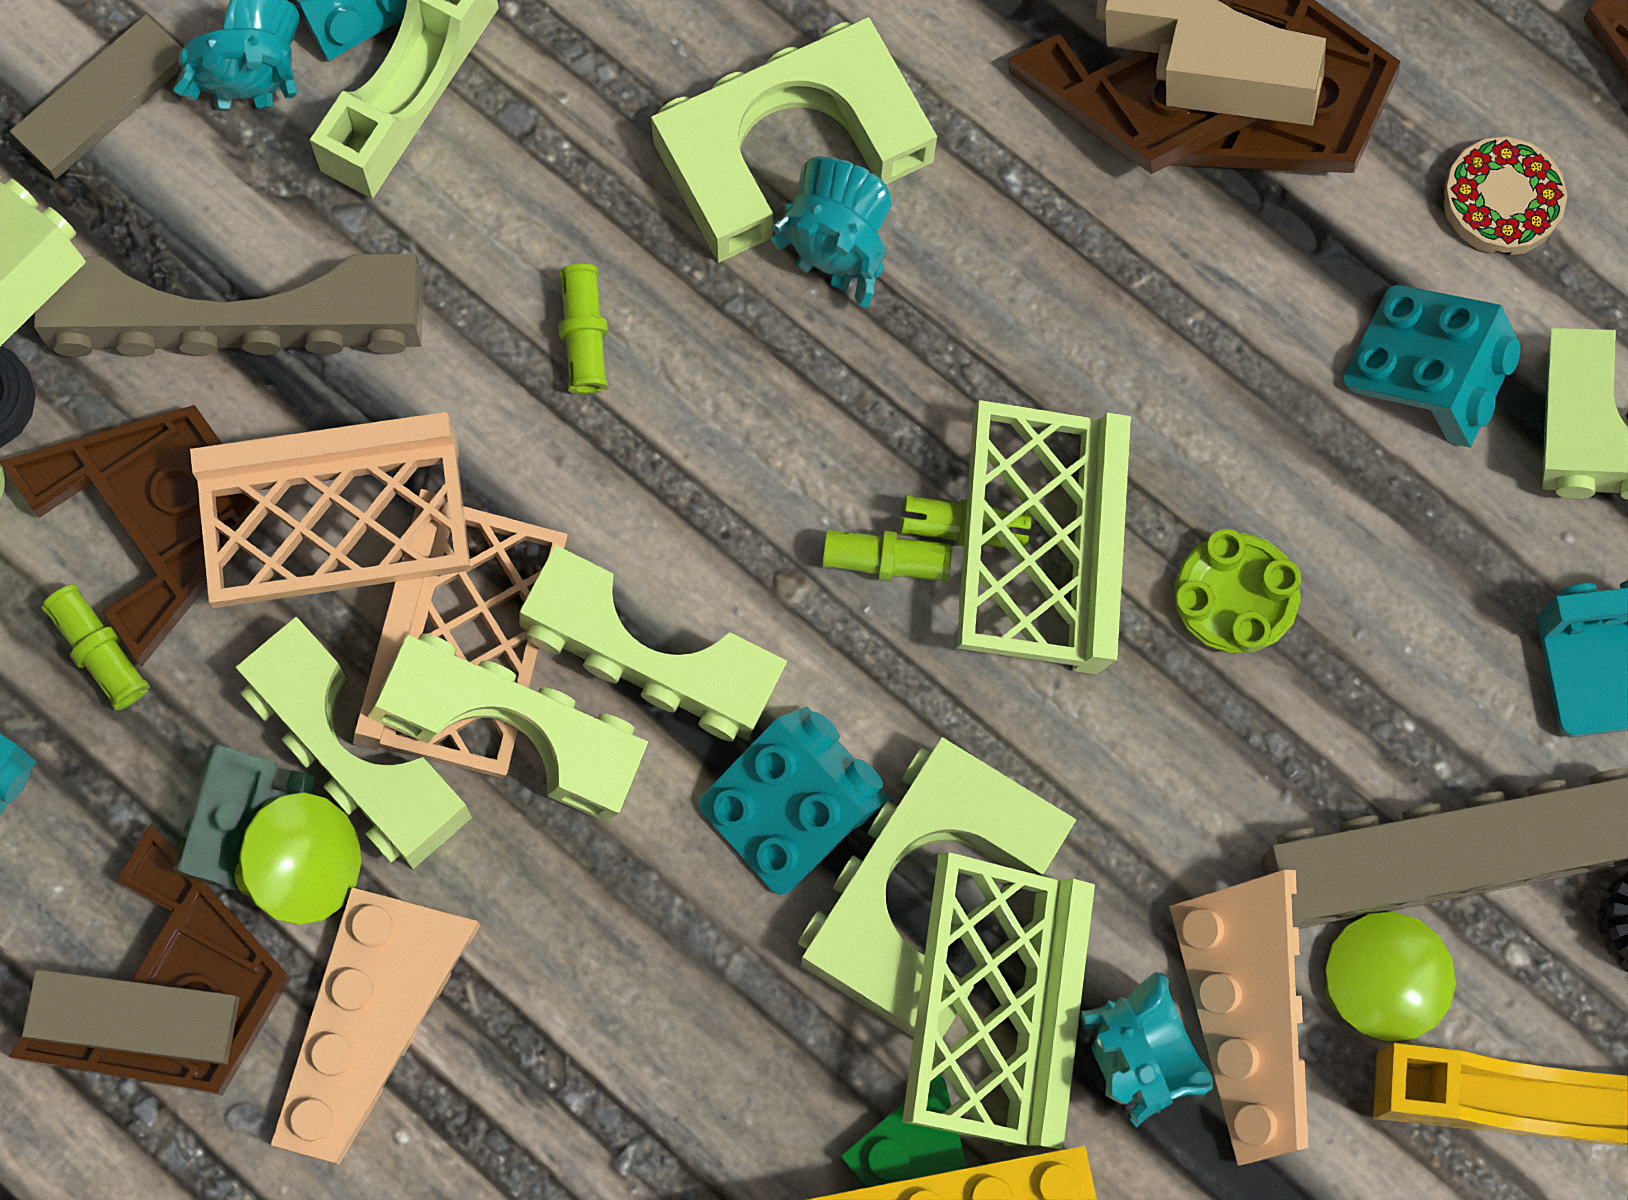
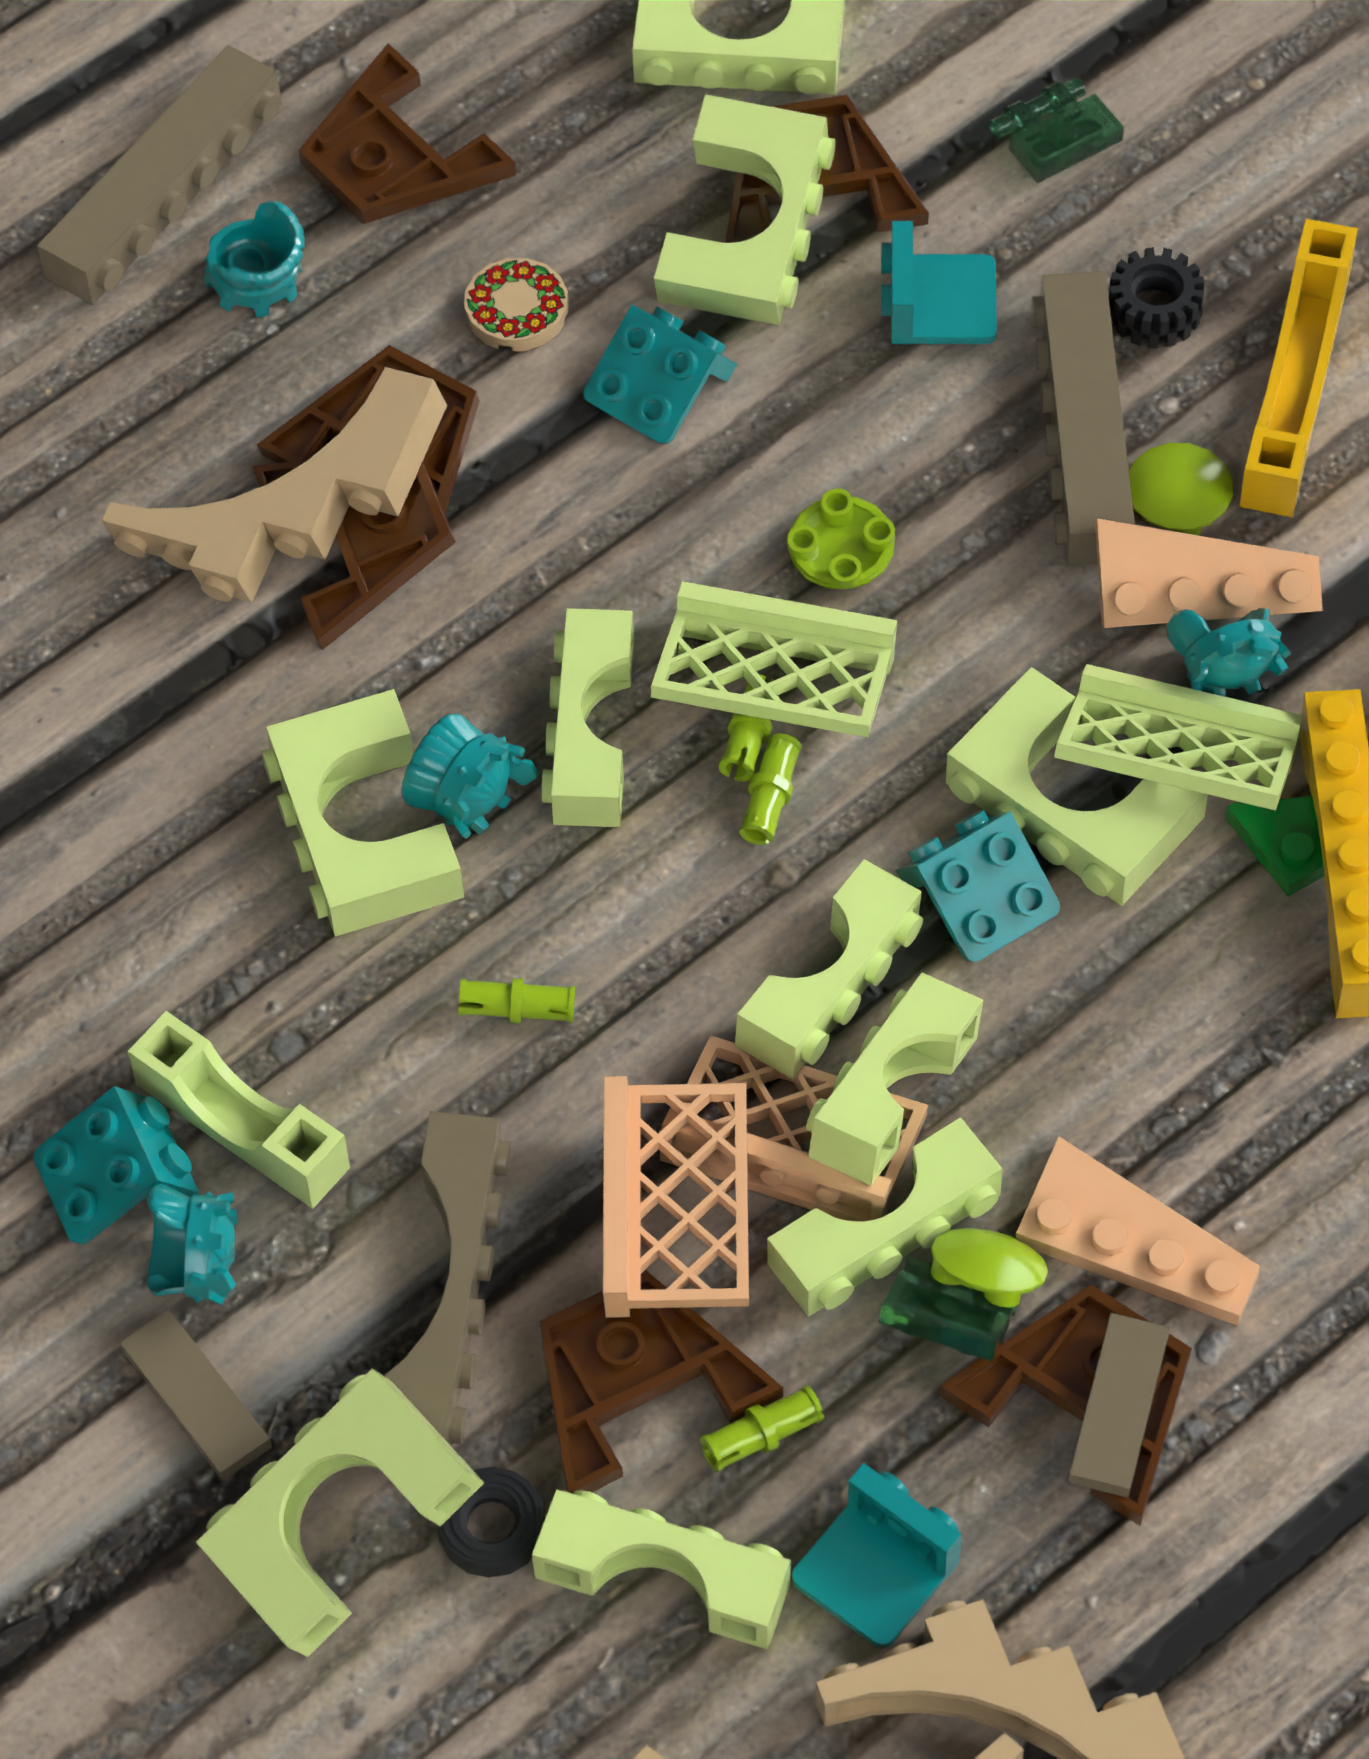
camera: 75 degrees left, 15 degrees down
(1024, 341) = (586, 771): none -> yellowish green arch

